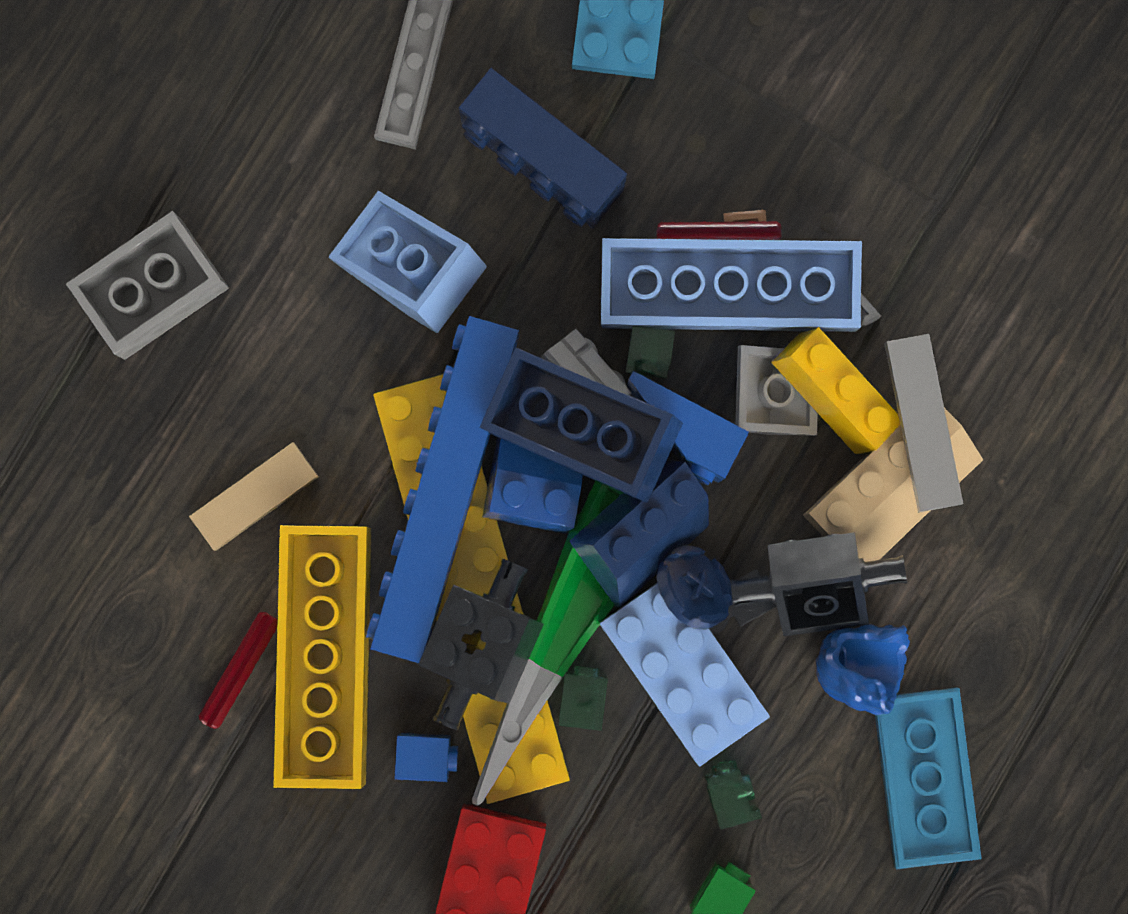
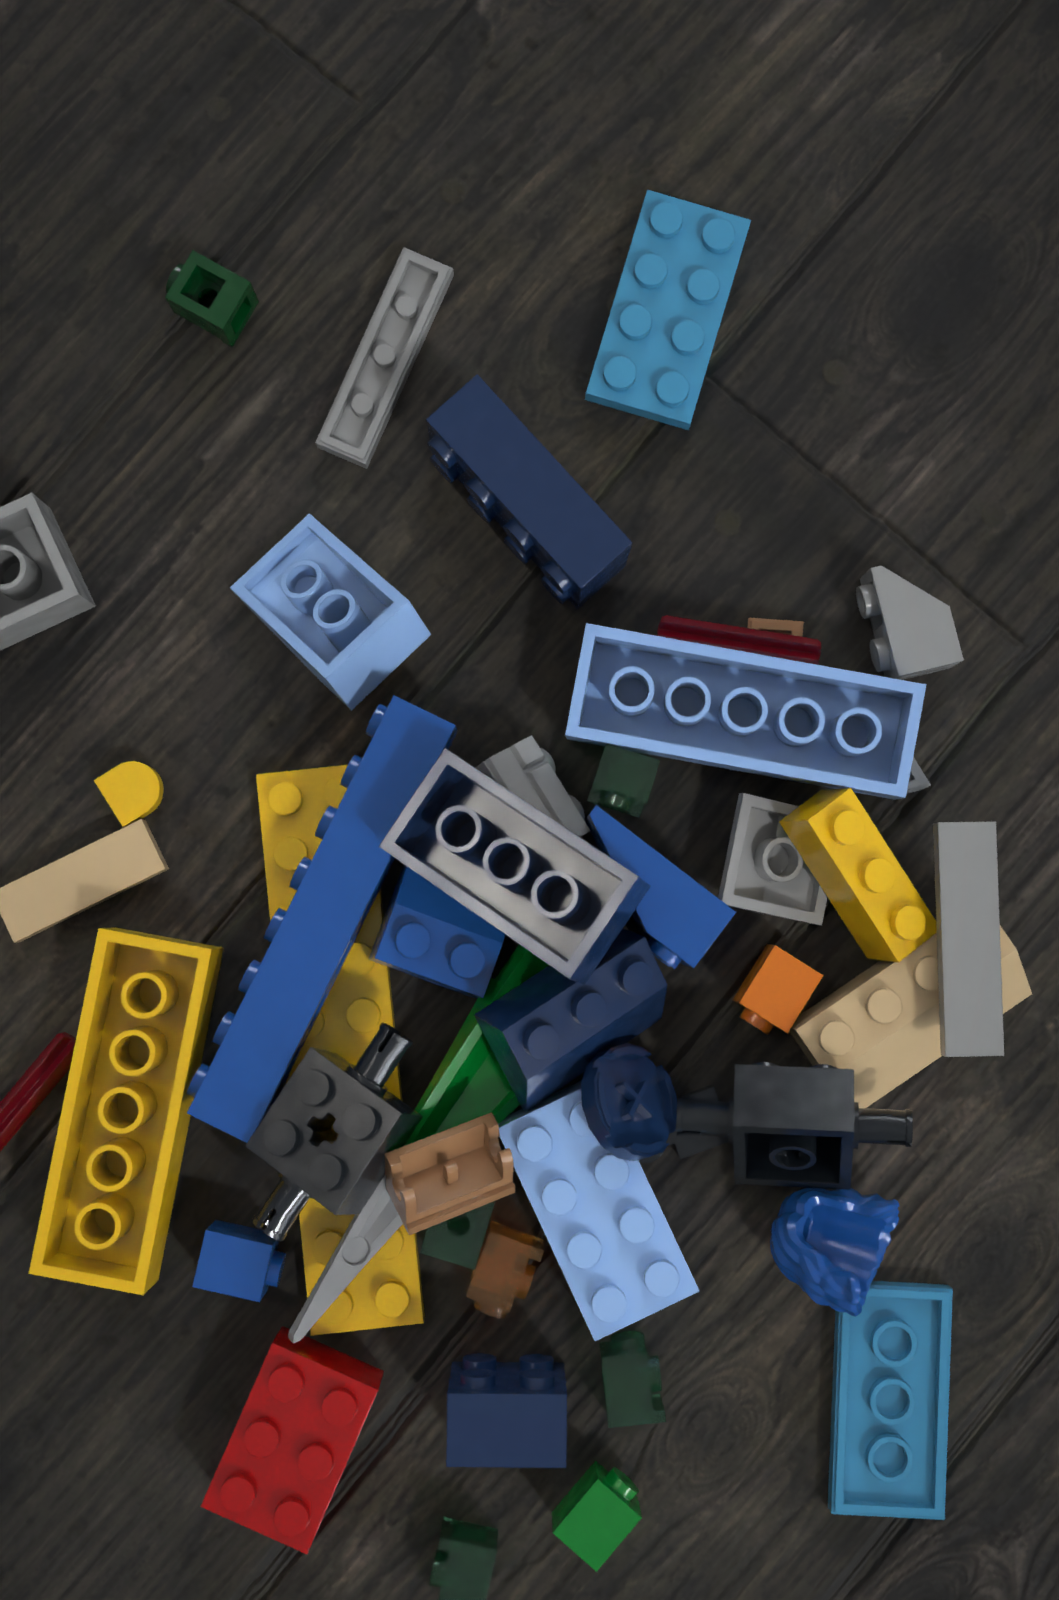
camera: 10 degrees right, 0 degrees up
(269, 25) = (201, 278): none -> dark green brick
(281, 422) = (131, 791): none -> yellow tile
(570, 661) = (449, 1173): none -> medium nougat hinge
(622, 730) = (503, 1269): none -> clear orange brick
(644, 829) = (507, 1412): none -> dark blue brick
(790, 488) = (776, 990): none -> orange brick
(845, 200) = (909, 626): none -> light grey slope

